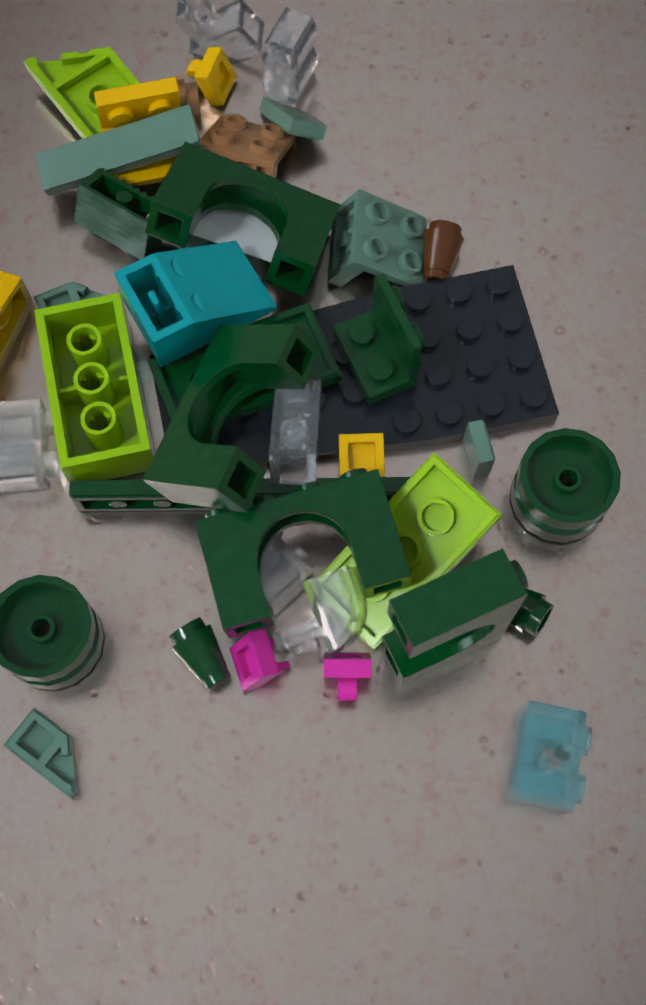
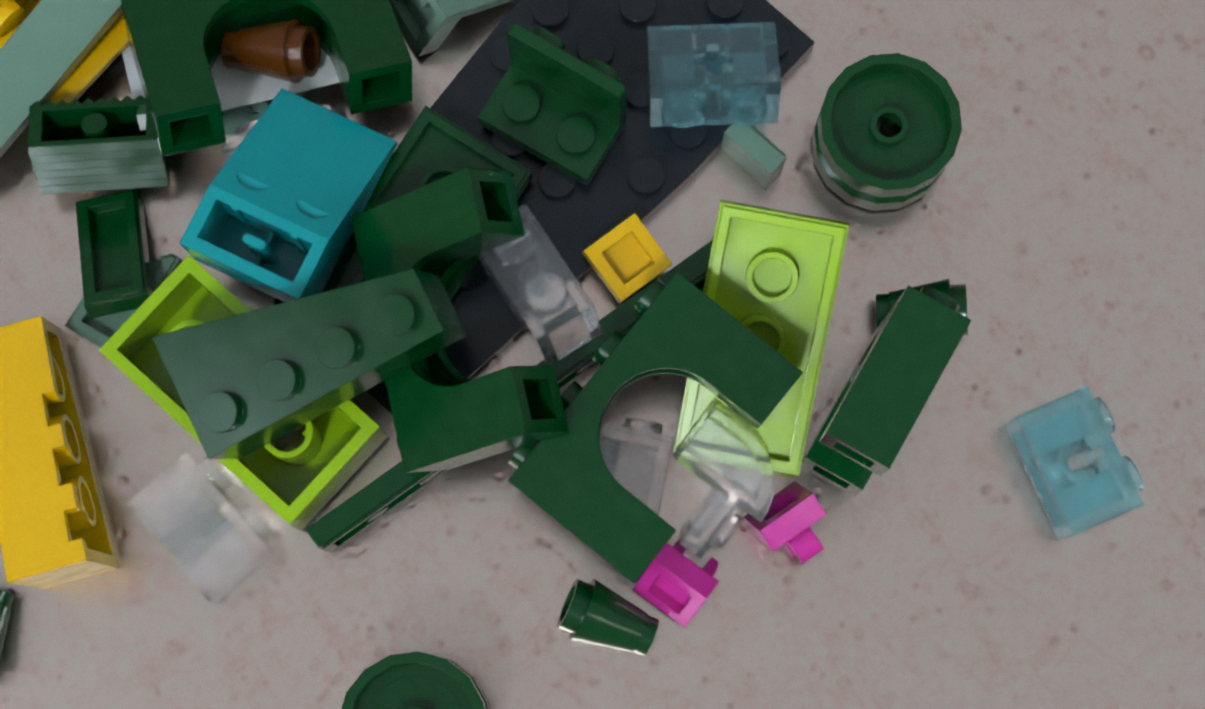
camera: 35 degrees left, 10 degrees up
(86, 273) = (113, 253): none -> dark green tile
(133, 375) = (295, 360): none -> dark green wedge
(249, 222) = (274, 50): none -> reddish brown cone
(482, 384) = (713, 74): none -> clear light blue brick

